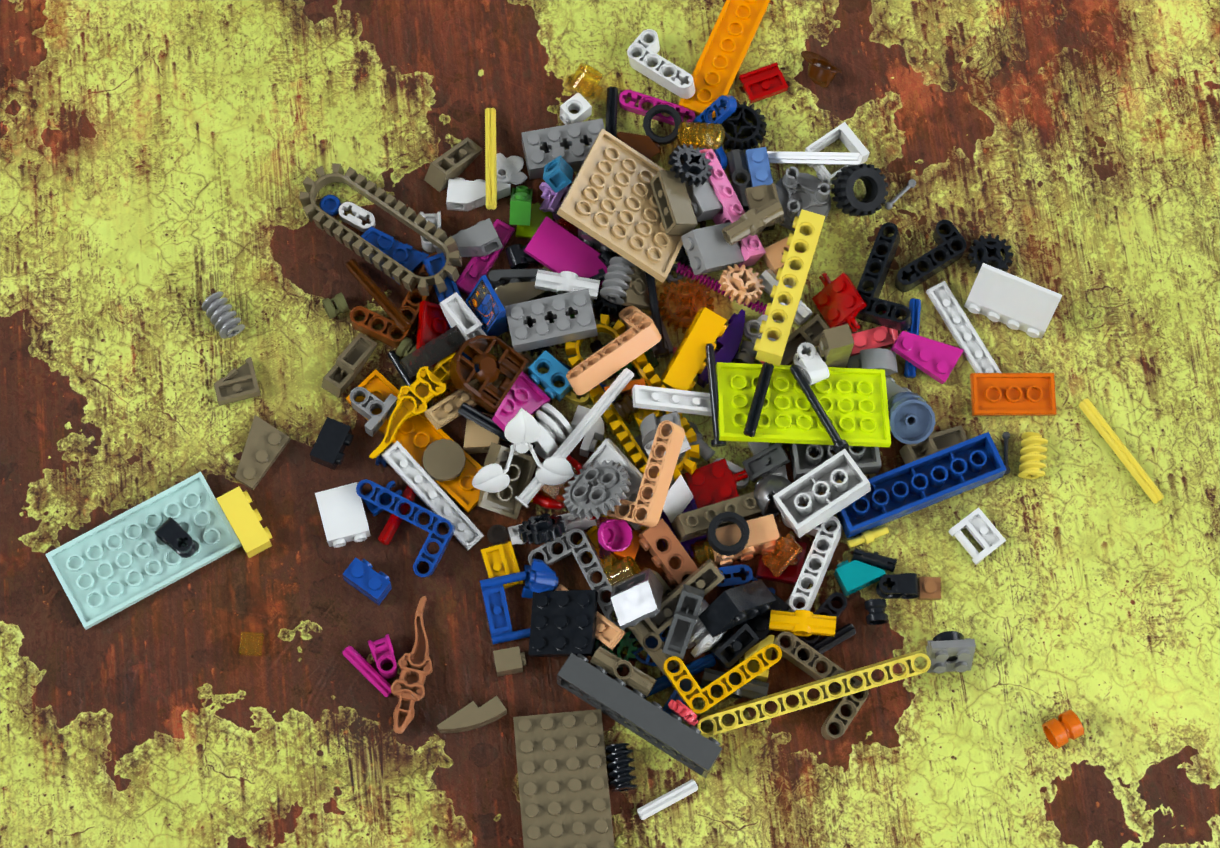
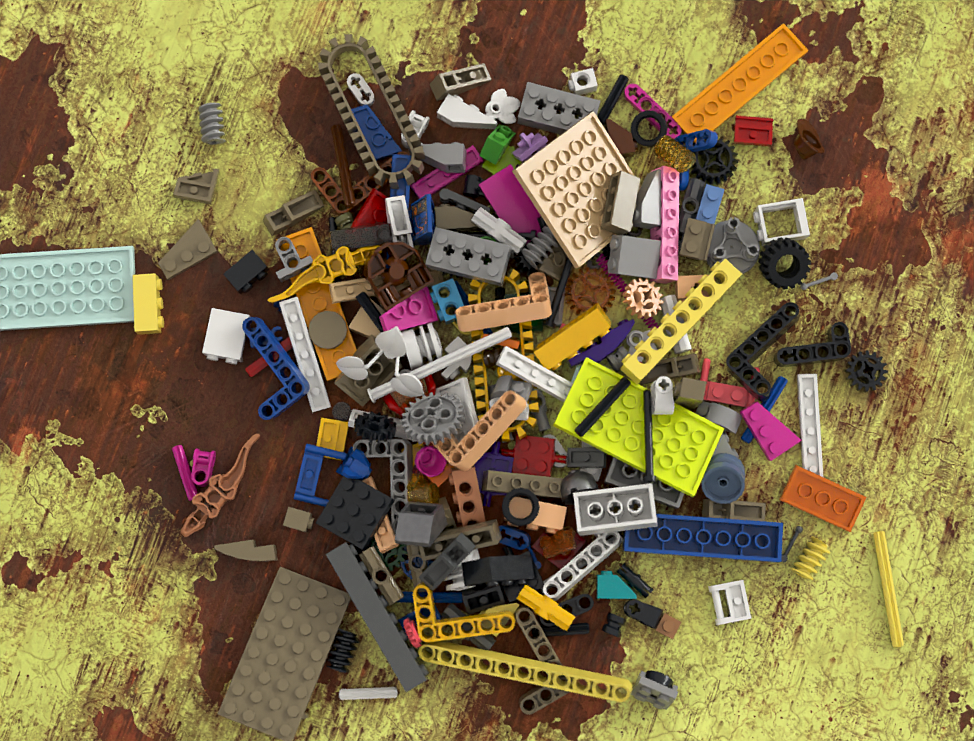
camera: 30 degrees right, 10 degrees up
(174, 536) = (84, 290): black piece -> none
(251, 644) = (105, 405): clear yellow tile -> none
(330, 205) = (344, 69): blue tile -> none
(340, 304) = (305, 157): olive wheel -> none
(367, 581) = (219, 400): blue brick -> none
(490, 158) = (491, 92): light yellow axle -> none
(558, 174) = (538, 132): dark azure brick -> none
(586, 81) = (604, 61): clear yellow piece -> none
(677, 499) = (497, 455): white sticker -> none
(680, 83) = (667, 65): white beam -> none
(690, 165) = (653, 186): black gear -> none
(702, 553) = (496, 507): clear yellow wheel -> none
(713, 389) = (569, 382): black bar -> none
(752, 222) = (677, 251): dark tan piece -> none
(828, 158) = (760, 218): white axle -> none
(839, 301) = (717, 351): red plate -> none
(867, 536) = (639, 558): light yellow bar -> none
(1012, 301) = (861, 421): white slope -> none

